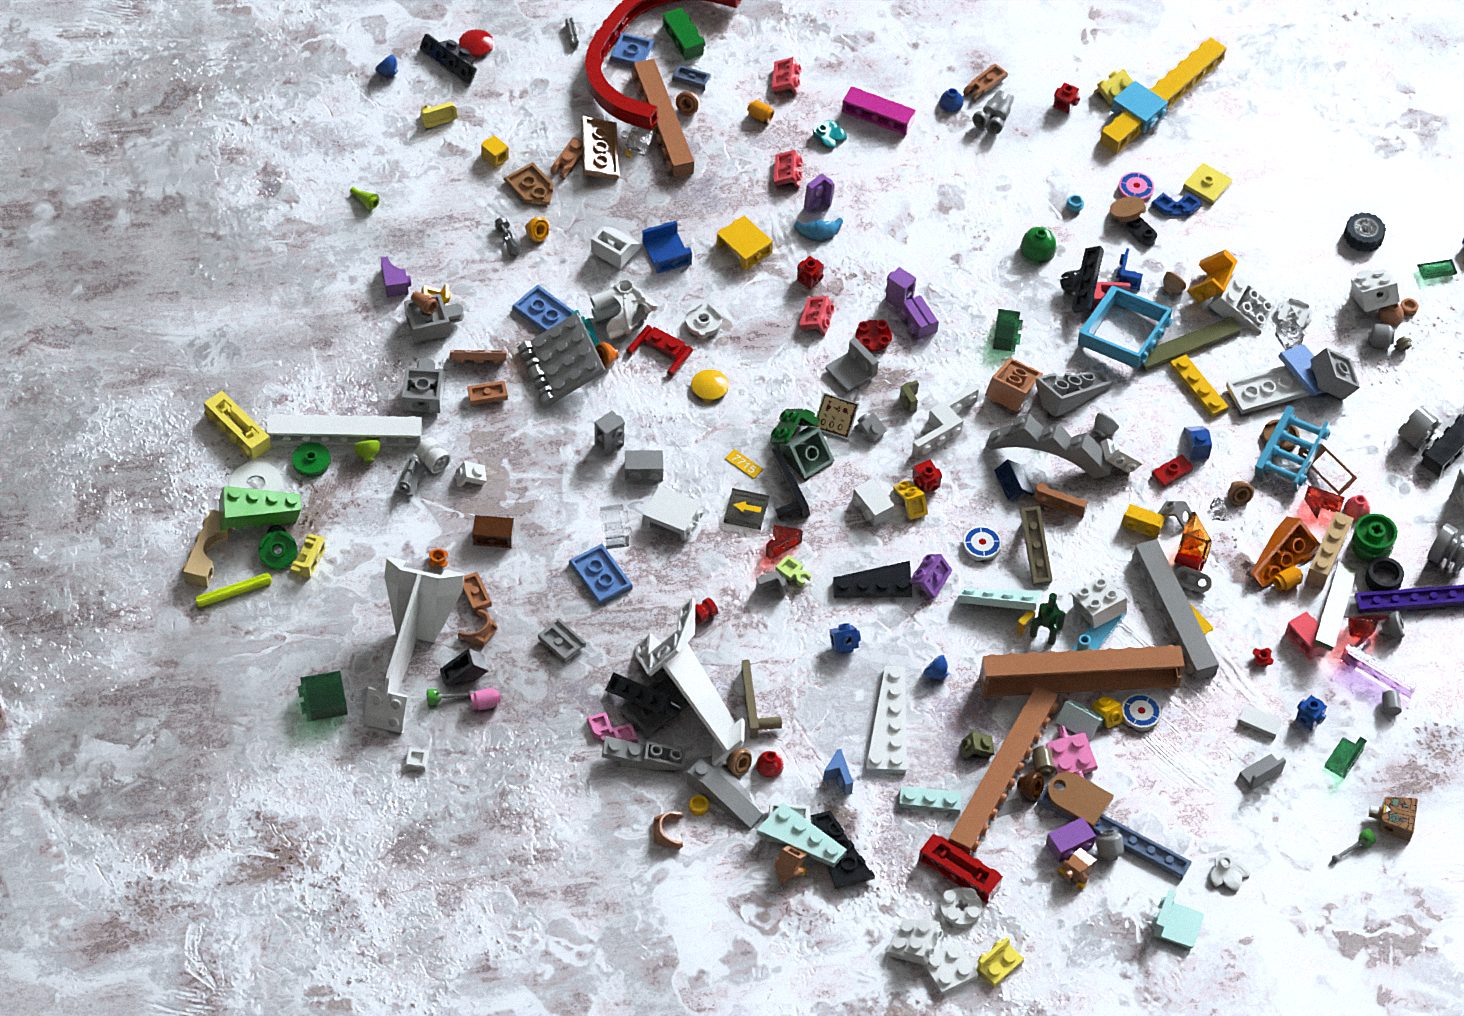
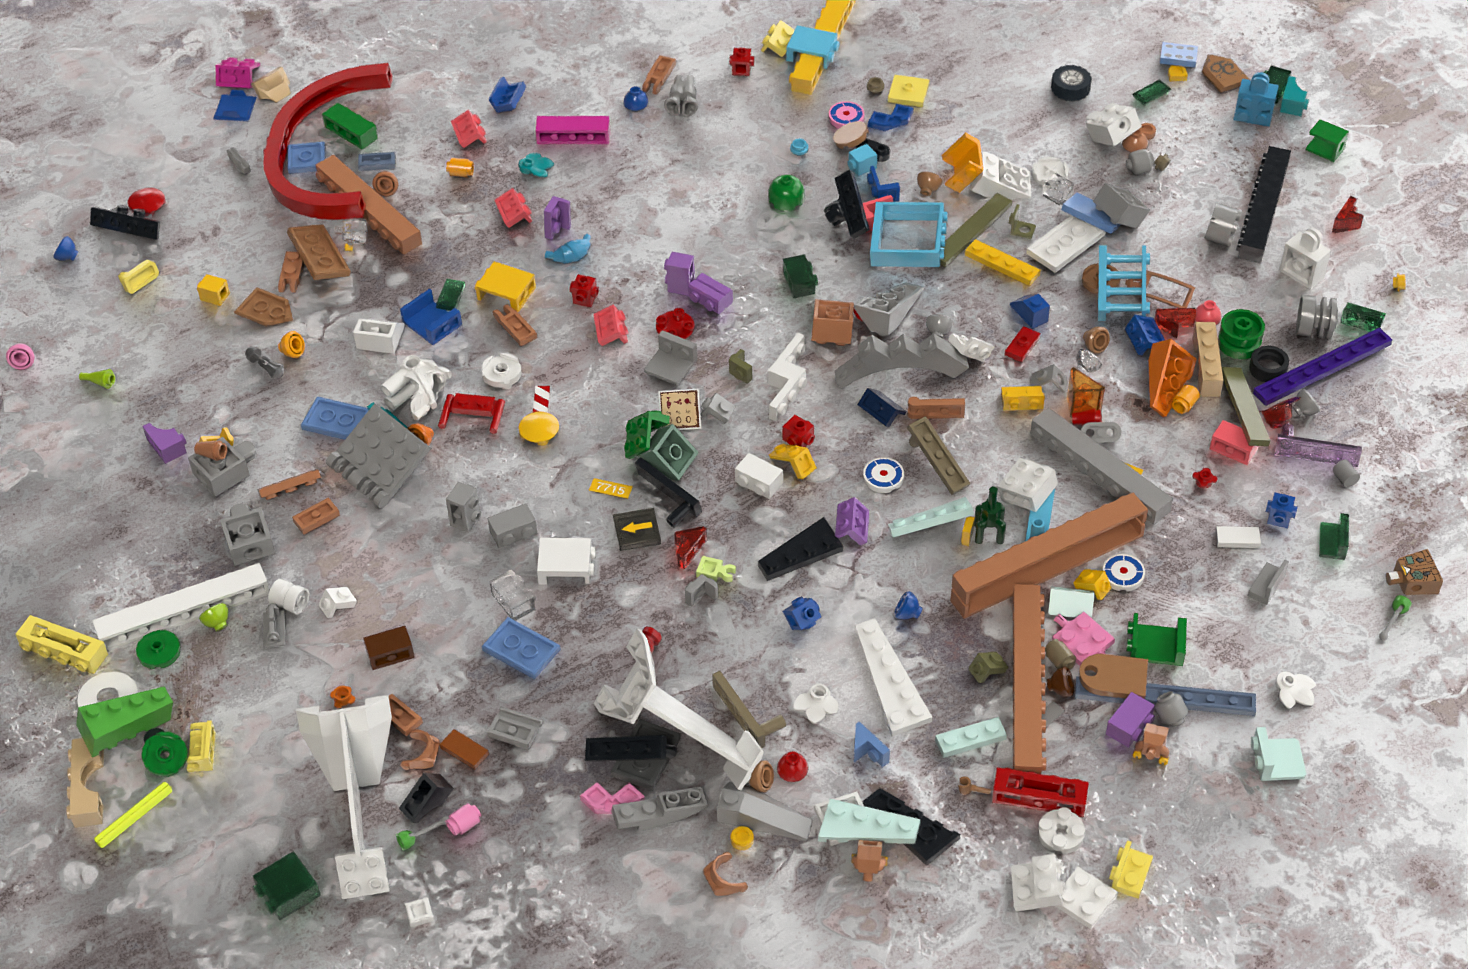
camera: 20 degrees left, 5 degrees down
(309, 153) = (20, 356): none -> bright pink brick
(514, 641) = (464, 749): none -> dark orange tile
(694, 232) = (450, 294): none -> clear green tile
(725, 359) = (541, 399): none -> sticker
(735, 282) = (515, 325): none -> nougat hinge
(816, 721) = (816, 706): none -> white plate
(836, 53) = (506, 95): none -> blue bracket
(906, 841) = (970, 787): none -> medium nougat hand
(1124, 237) = (861, 159): none -> medium azure brick
(1133, 783) = (1157, 643): none -> green panel
(1179, 166) = (875, 85): none -> dark tan plate
(1231, 353) = (1016, 225): none -> olive bracket
(1287, 502) = (1143, 333): none -> blue bracket

